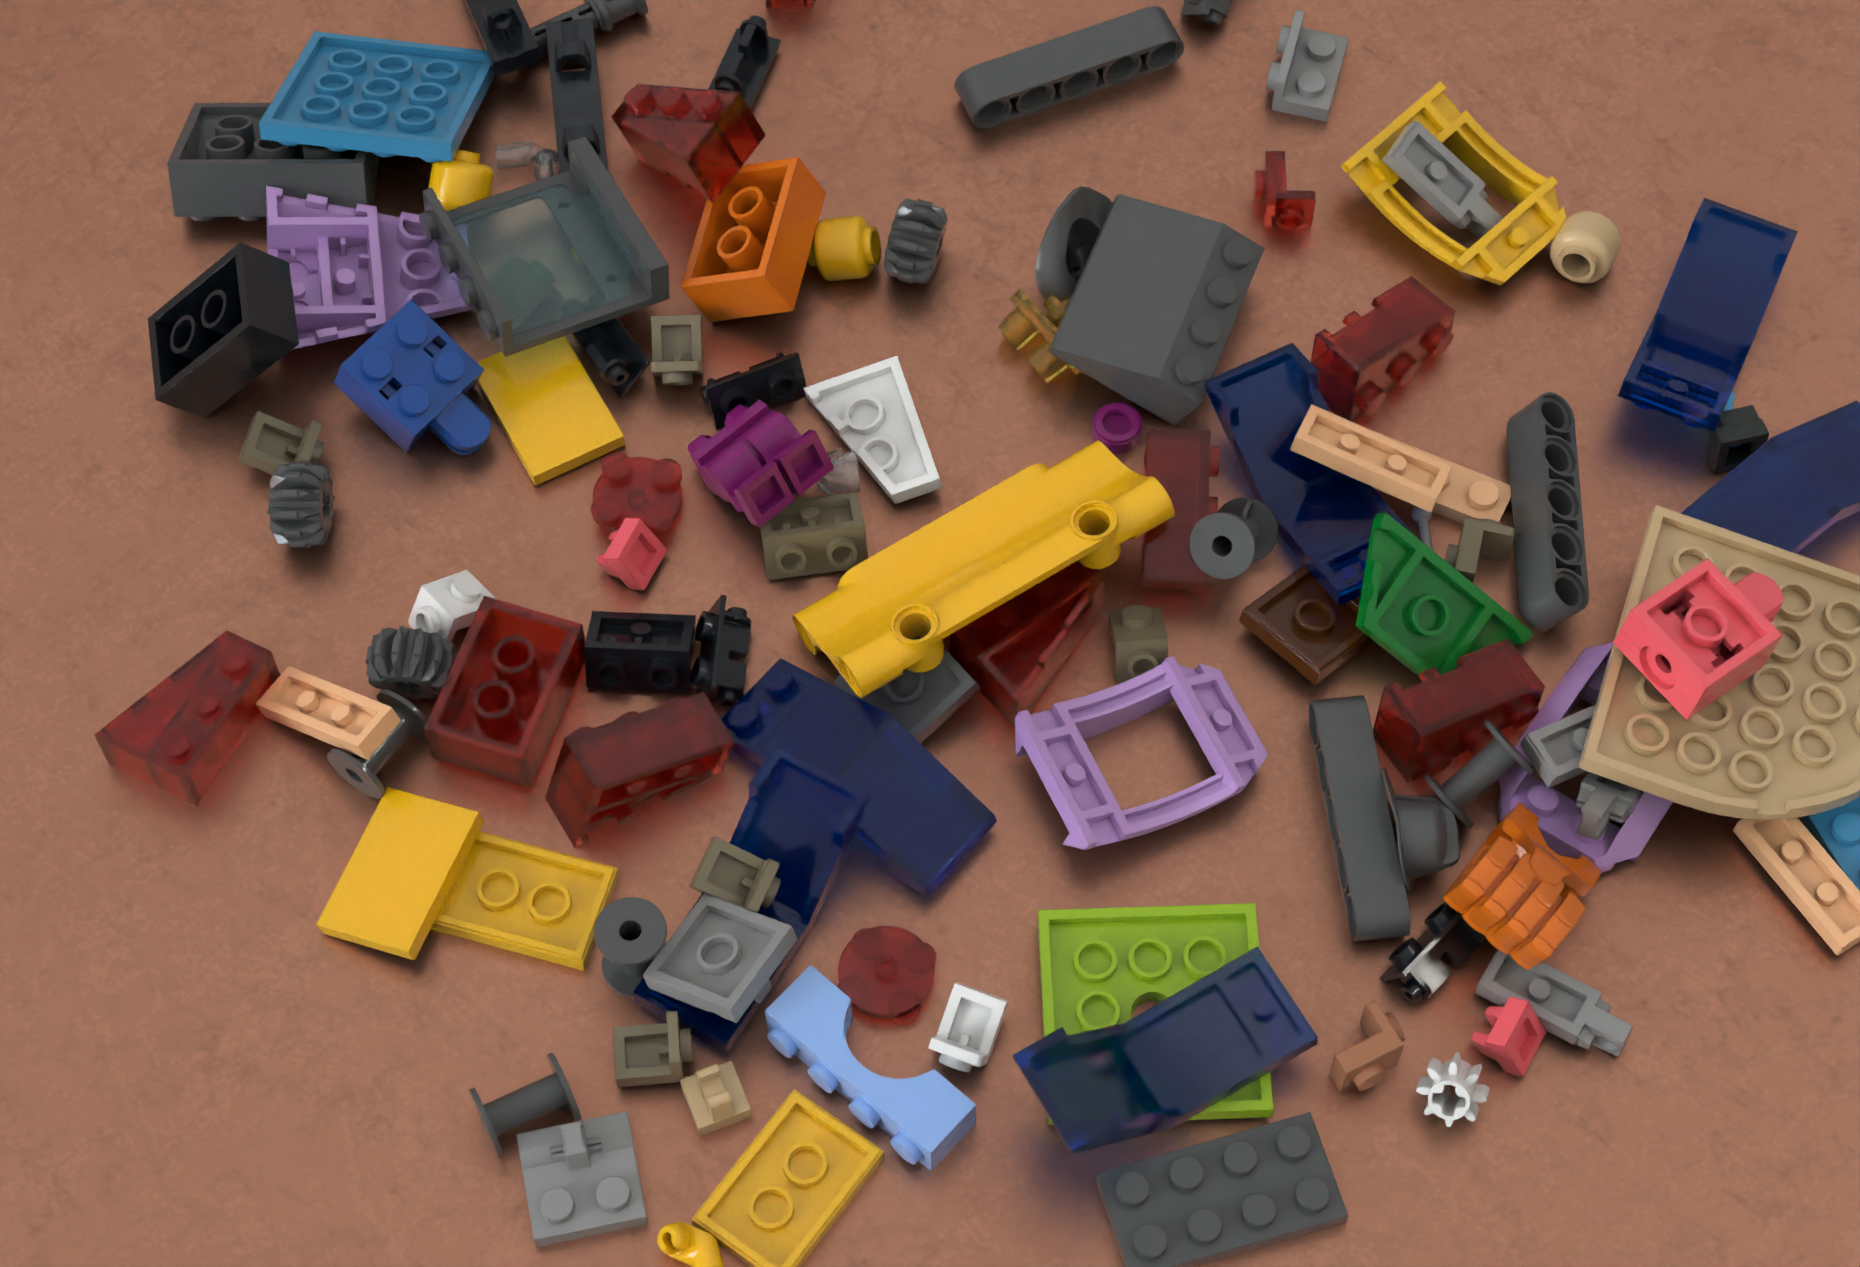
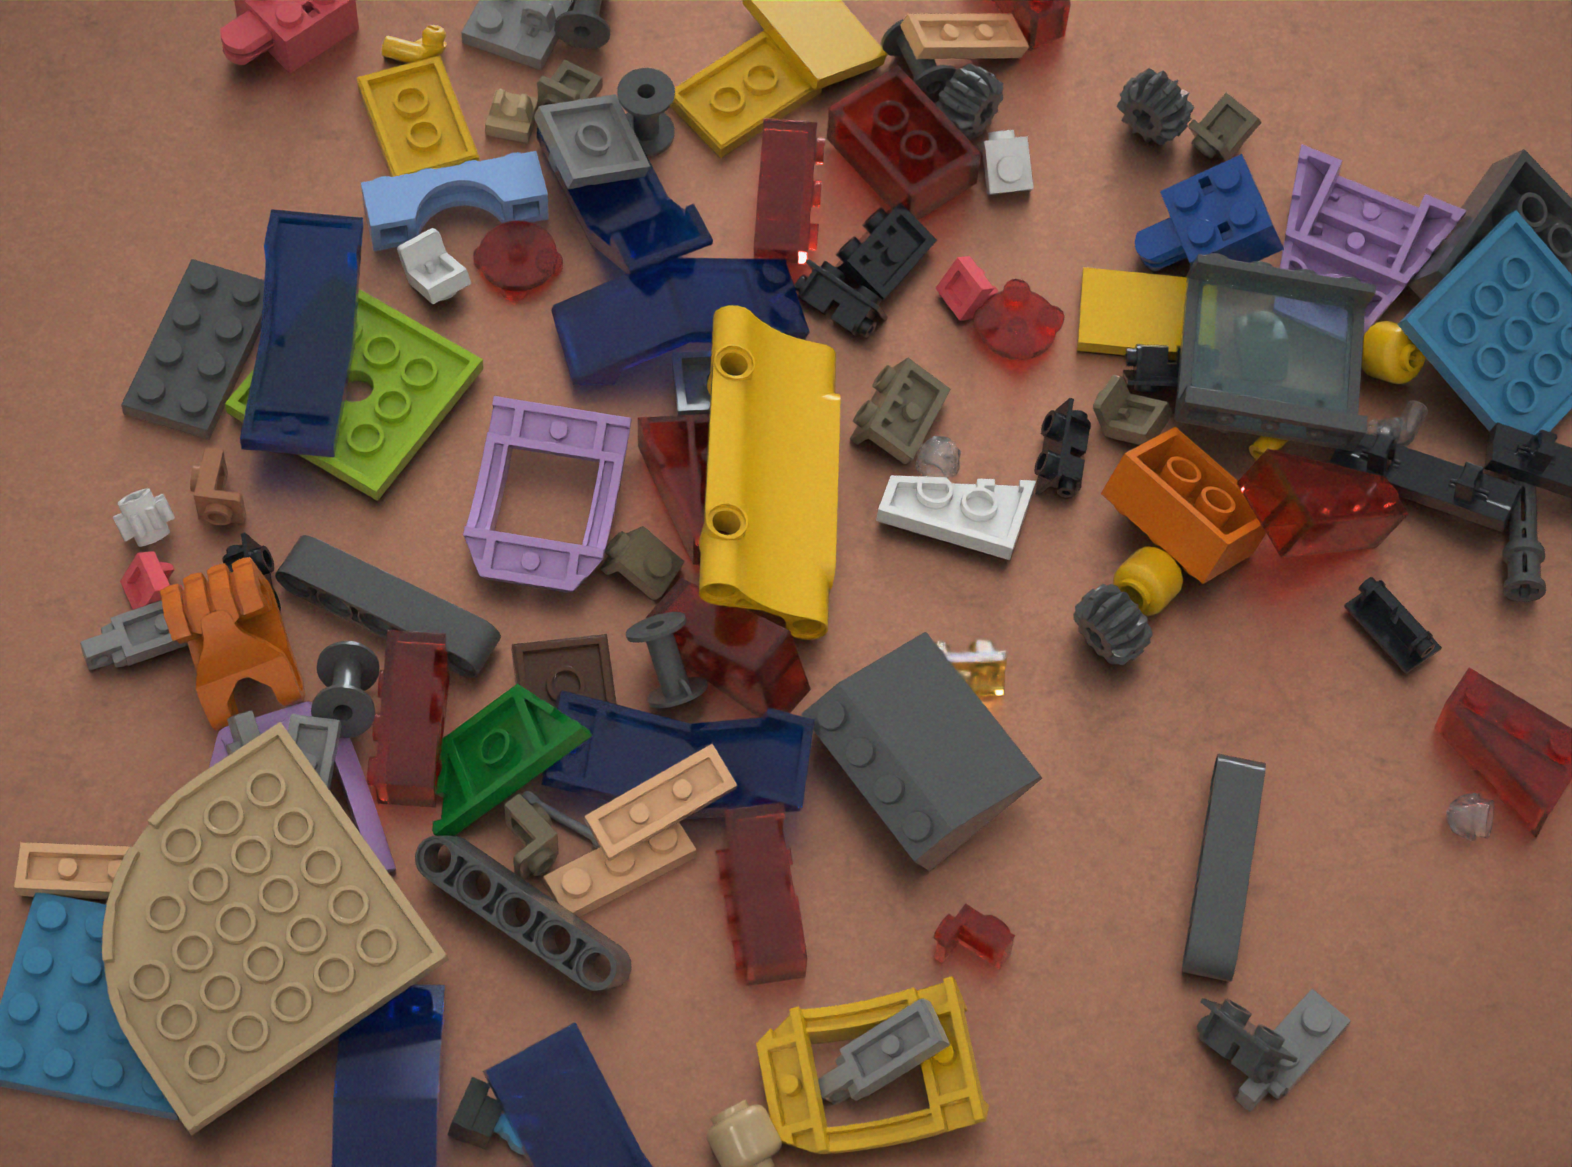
camera: 120 degrees right, 0 degrees up
(222, 330) = (1334, 115): black brick -> none
(736, 876) = (646, 189): dark tan bracket -> none
(759, 461) = (979, 394): magenta hips -> none
(1070, 242) = (1033, 725): dark grey hat -> none
(1117, 427) = (837, 668): magenta tile -> none
(1308, 70) = (1096, 1060): light grey bracket -> none
(1424, 834) = (342, 613): dark grey piece -> none
(1702, 635) = (302, 862): coral brick -> none

